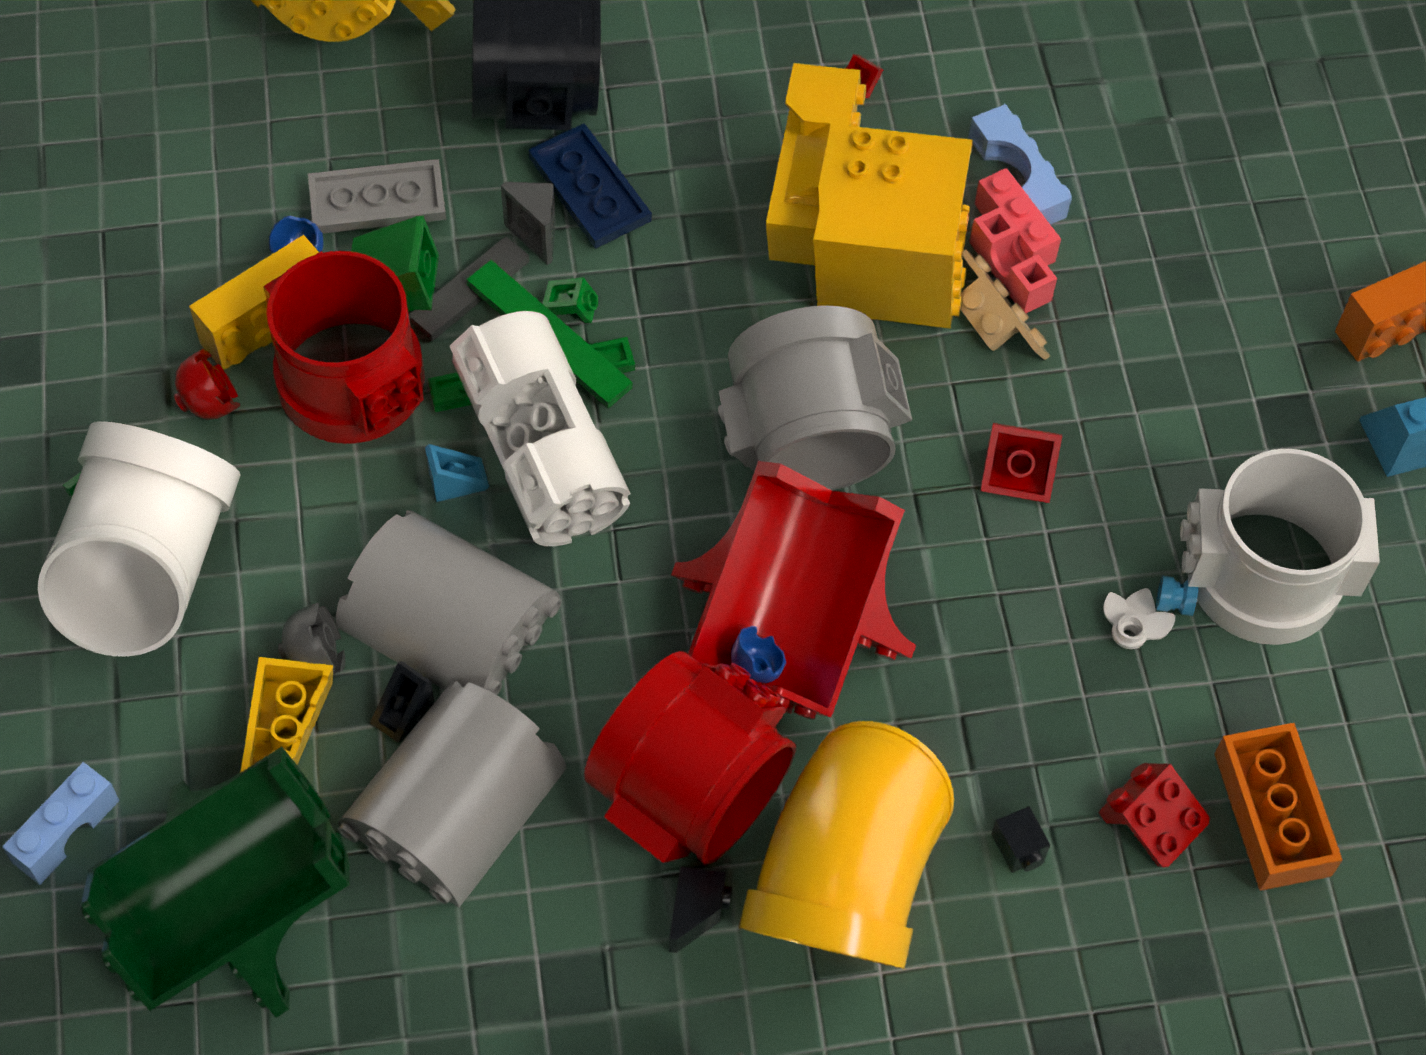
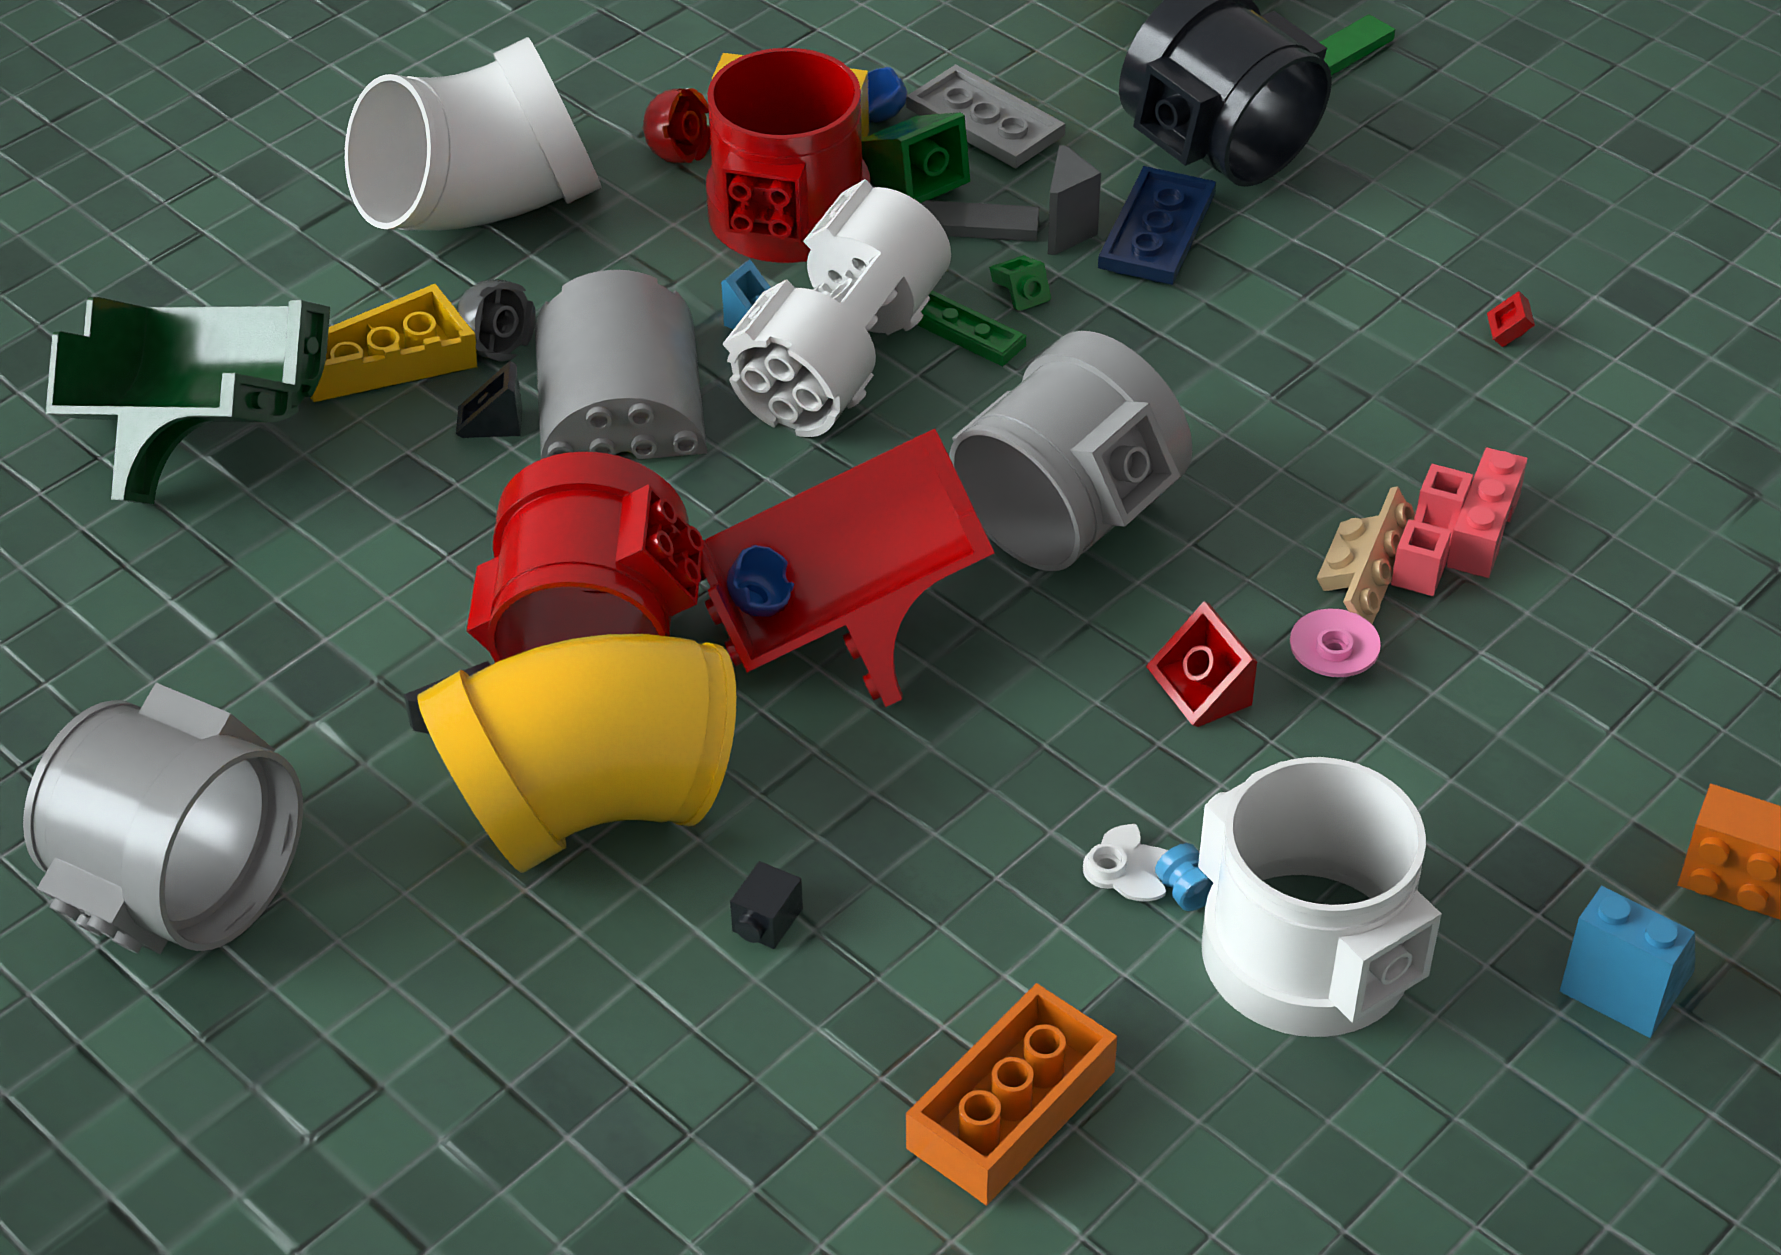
camera: 55 degrees right, 15 degrees down
(41, 840) = (217, 277): light blue arch -> none
(455, 791) = (418, 483): light grey cylinder -> none
(588, 365) = (965, 285): green tile -> none
(868, 205) = (1305, 367): yellow piece -> none
(1000, 137) = (1543, 512): light blue arch -> none
(1056, 369) = (1335, 642): none -> bright pink dish
(1157, 811) = (907, 1004): red bracket -> none

